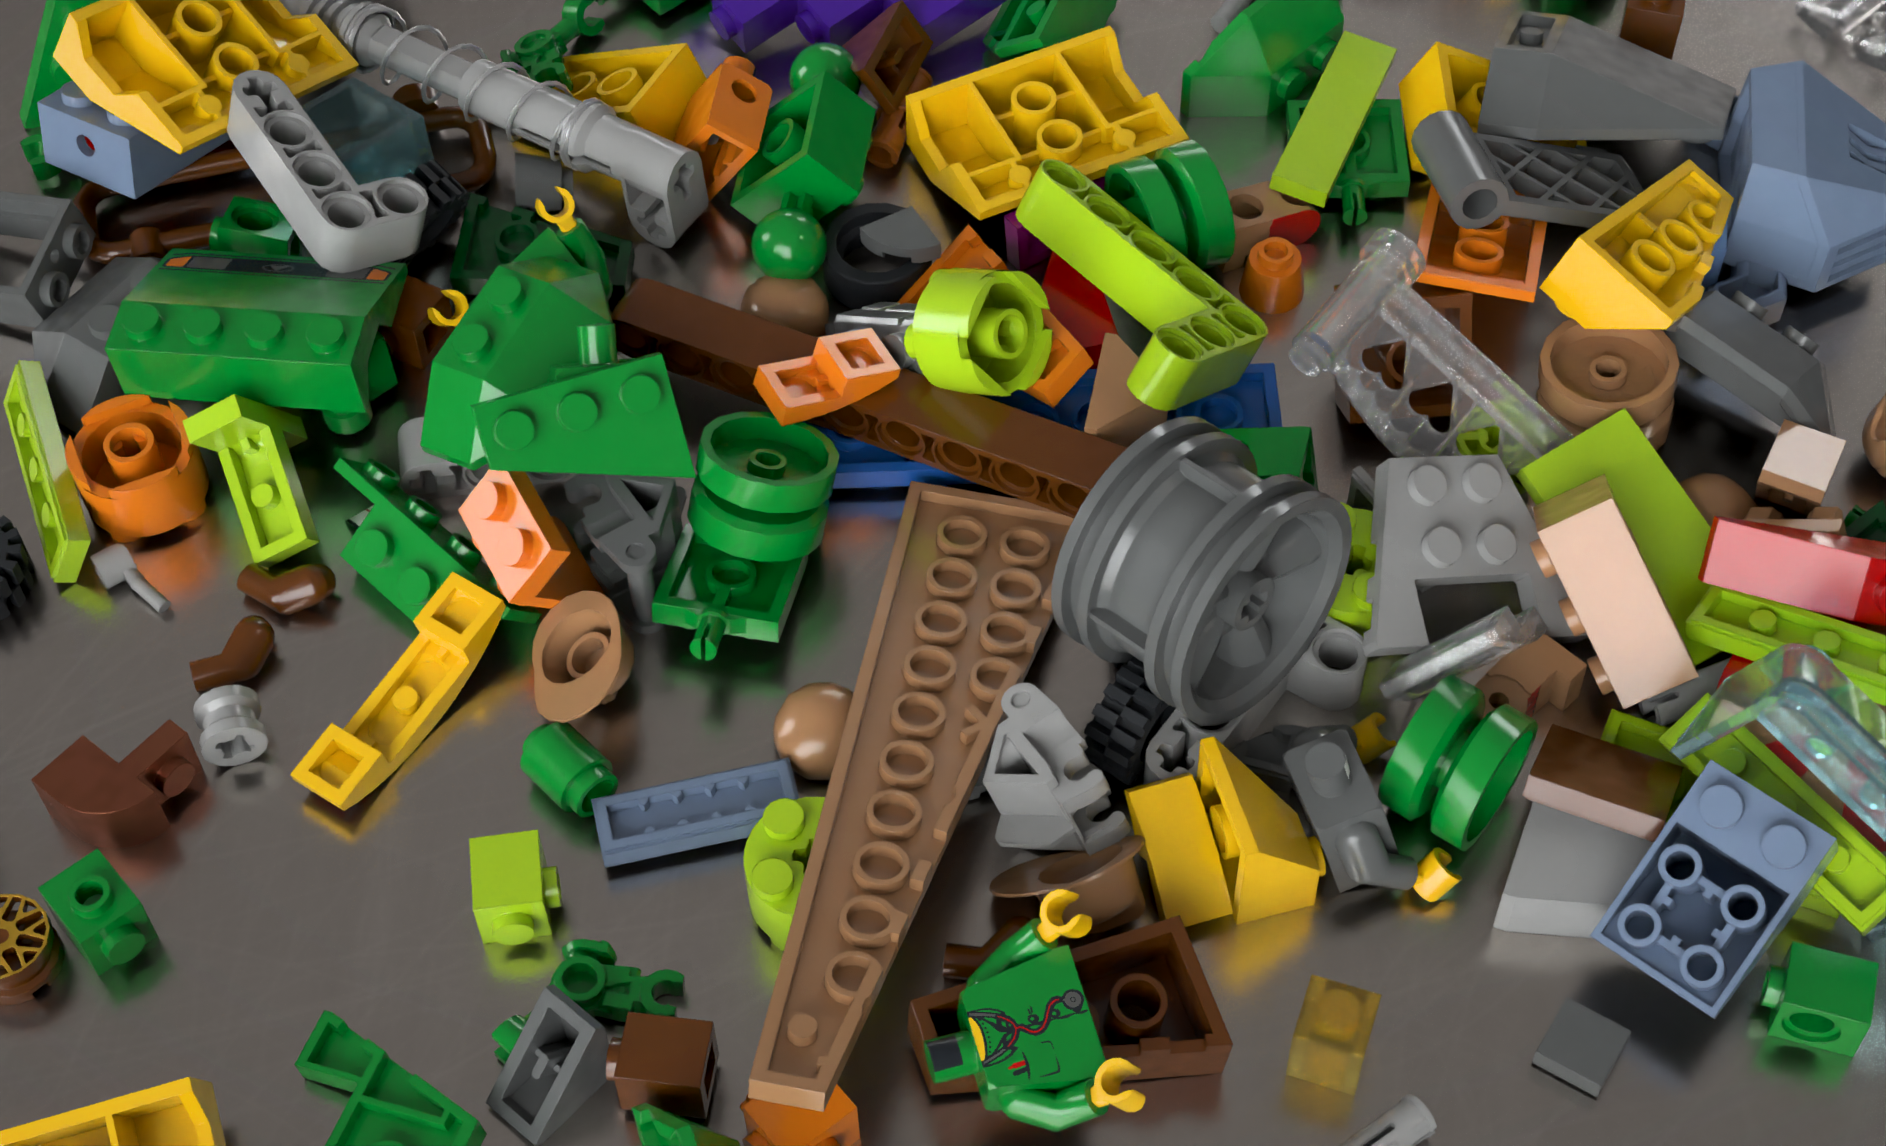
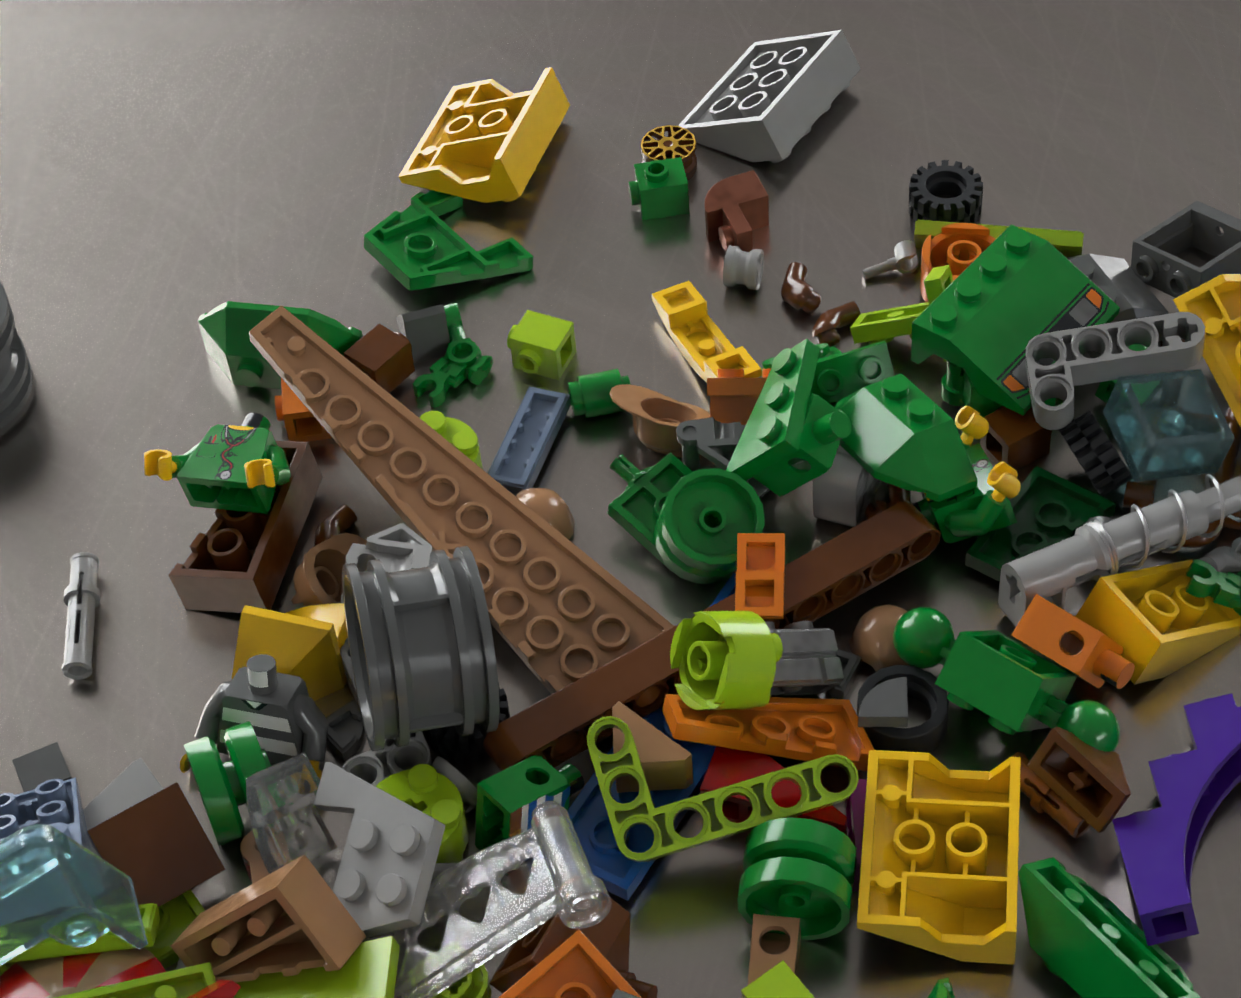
camera: 125 degrees right, 5 degrees down
(1273, 277) = (717, 952): orange hat -> none
(1333, 1034) = (146, 645): clear yellow brick -> none

